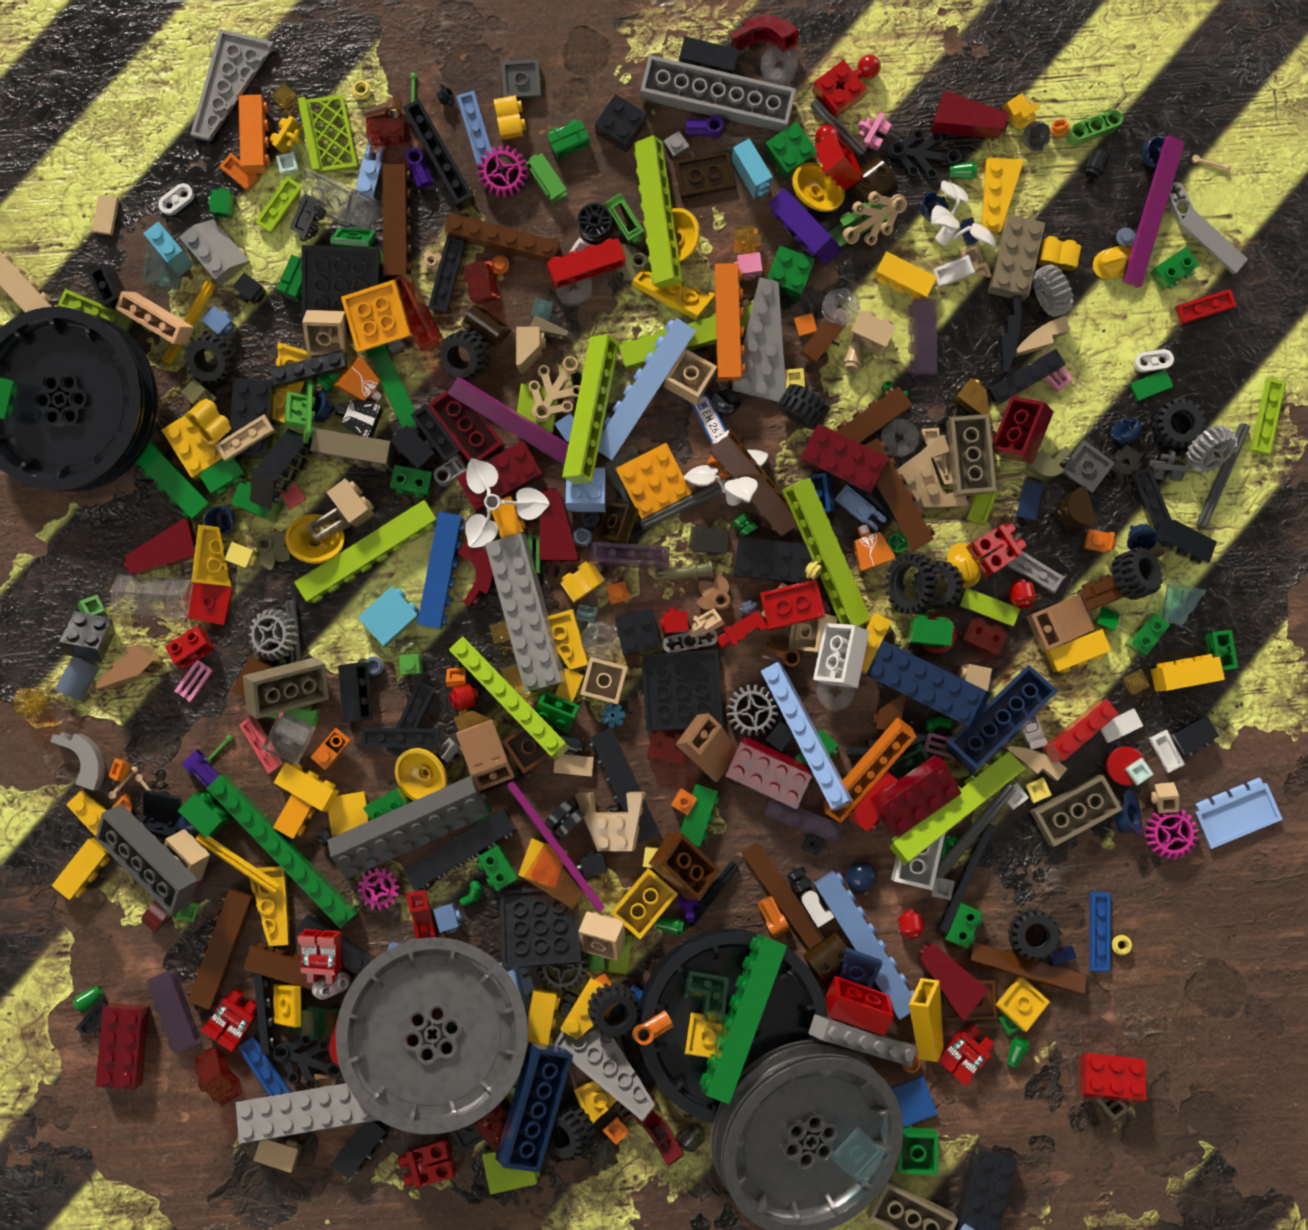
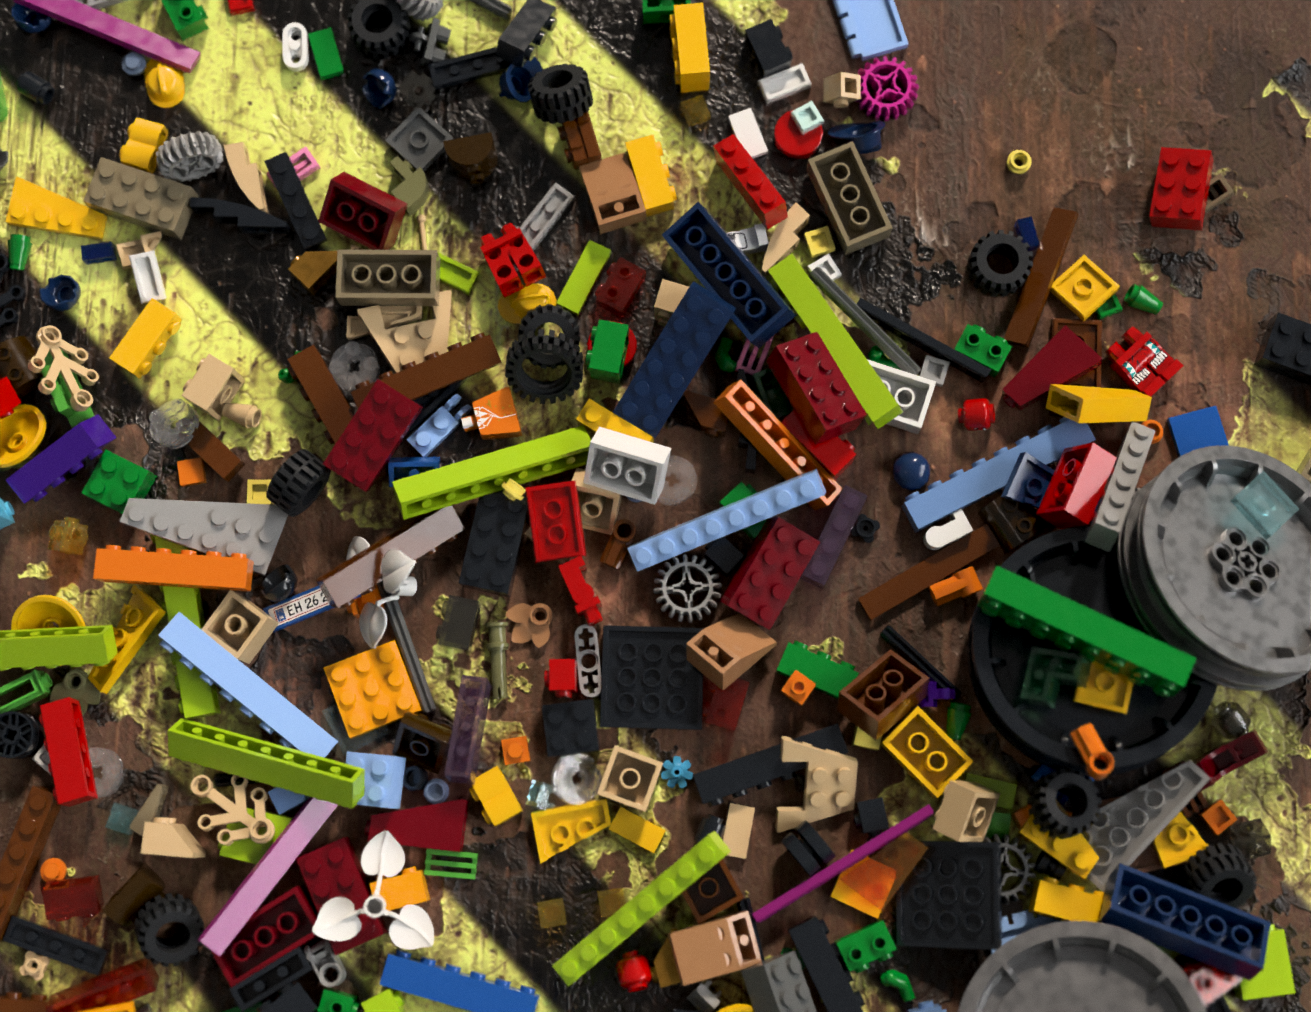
camera: 85 degrees left, 5 degrees down
(456, 677) = (606, 980): orange plate -> none
(484, 573) = (468, 928): dark red arch -> none
(525, 612) = (528, 877): light grey brick -> none
(557, 711) = (665, 845): green brick -> none
(705, 623) = (568, 637): tan slope -> none
(742, 521) = (439, 577): green wheel -> none
(748, 608) = (553, 580): sand blue plate -> none
(750, 265) = (102, 533): bright pink brick -> none
(802, 882) = (909, 548): black wheel -> none
(899, 542) = (487, 380): green wheel -> none
(918, 1152) = (1263, 430): green brick -> none
(923, 338) = (229, 324): clear purple brick -> none
(943, 217) = (84, 272): white plant -> none
(1022, 594) = (571, 235): red head -> none
(1029, 500) = (453, 214): dark blue tile -> none
(1099, 931) = (1000, 186): blue tile -> none
(1100, 541) = (514, 134): orange bracket -> none
(1107, 619) = (614, 136): green slope -> none
(1147, 634) = (637, 90): green brick -> none
(1180, 602) = (602, 48): clear light blue wing -> none

